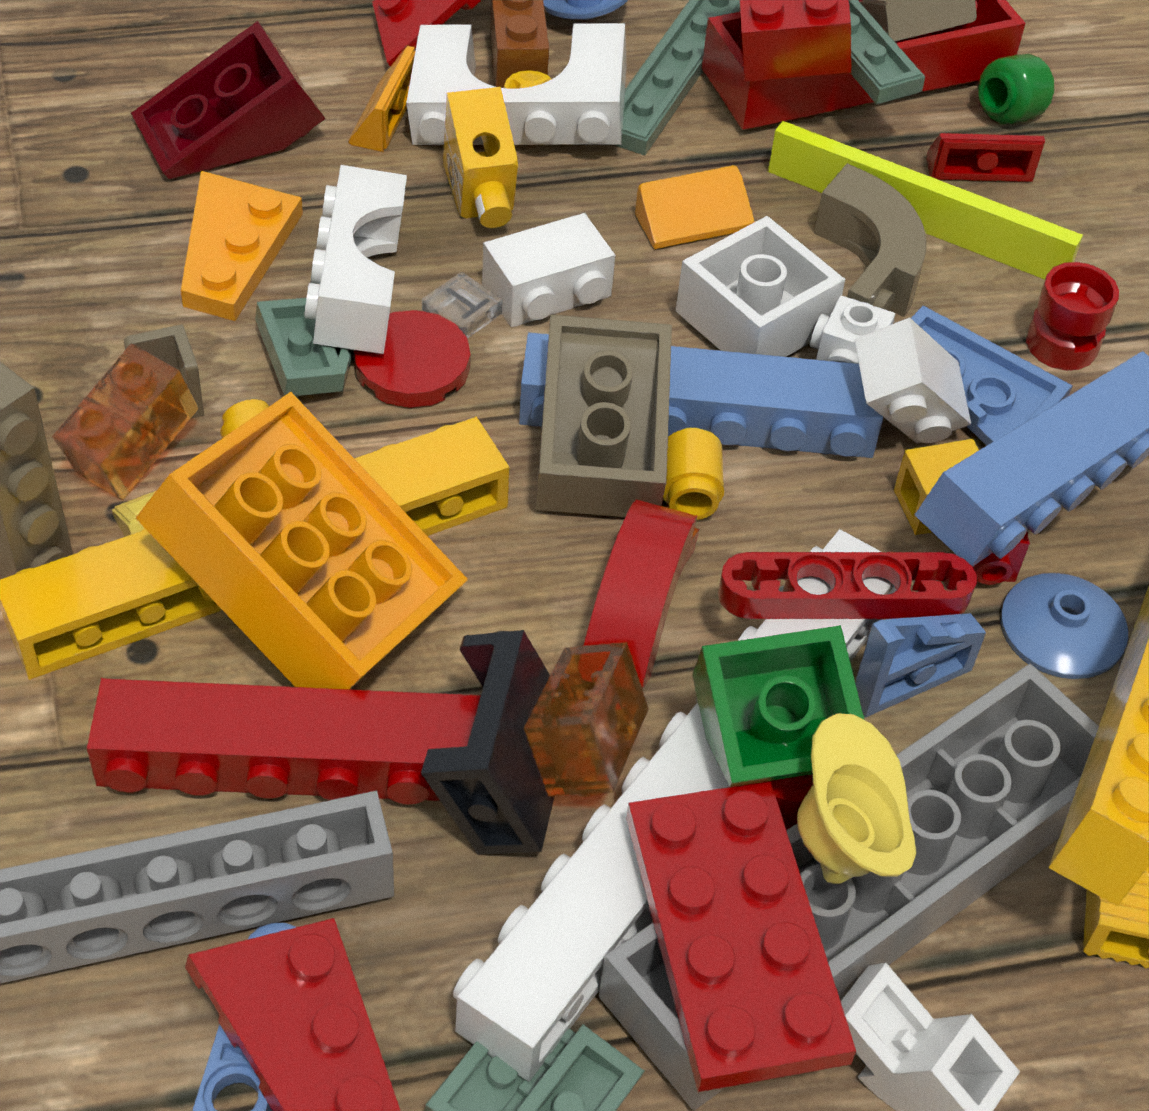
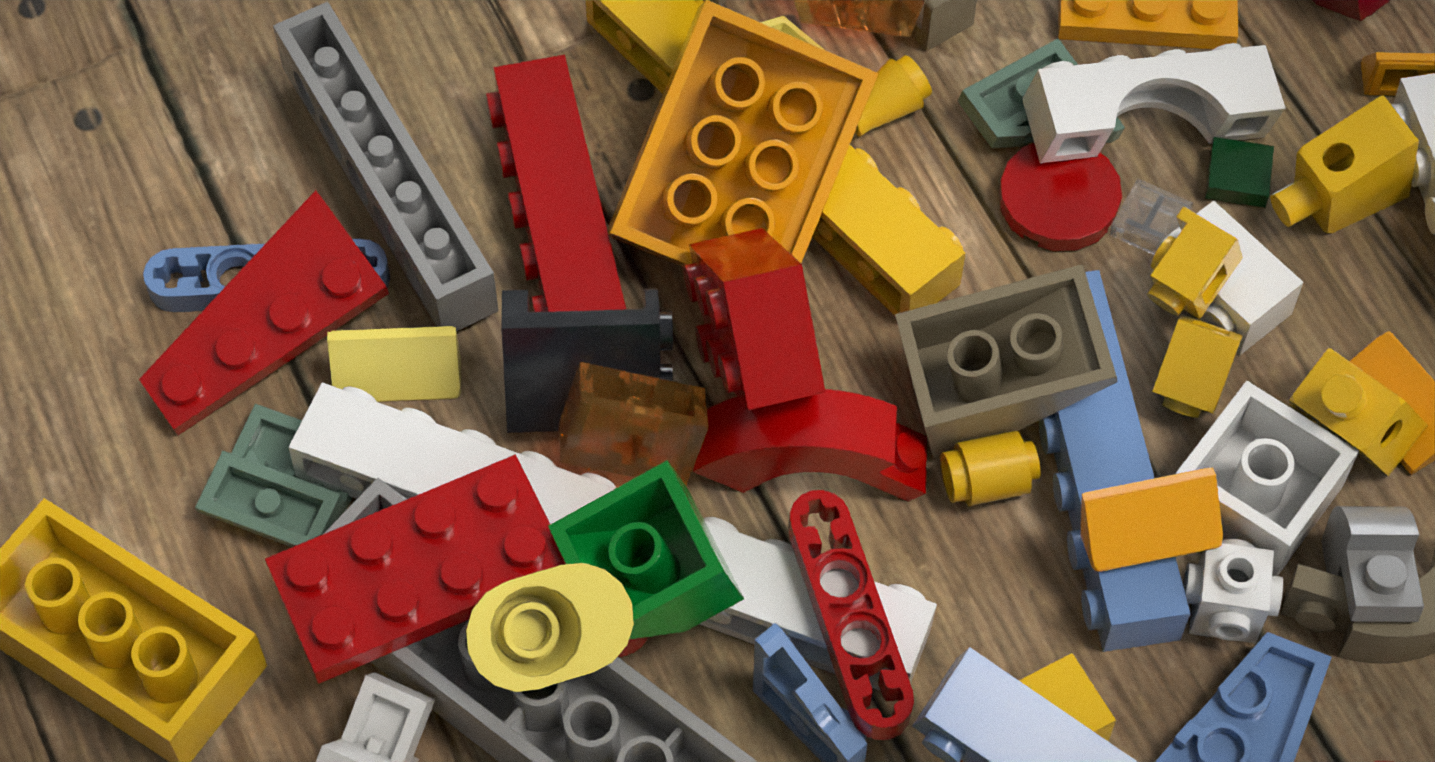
camera: 80 degrees right, 10 degrees up
(422, 947) = (397, 362): none -> light yellow slope
(436, 239) = (1239, 172): none -> dark green tile
(525, 558) = (754, 318): none -> red brick
(560, 258) = (1193, 265): none -> yellow brick
(637, 294) = (1196, 366): none -> yellow brick
(715, 212) = (1358, 411): none -> yellow torso
(807, 354) = (1151, 520): none -> light orange slope
(857, 240) = (1377, 561): none -> light grey brick
(912, 381) = (1165, 641): white brick -> none

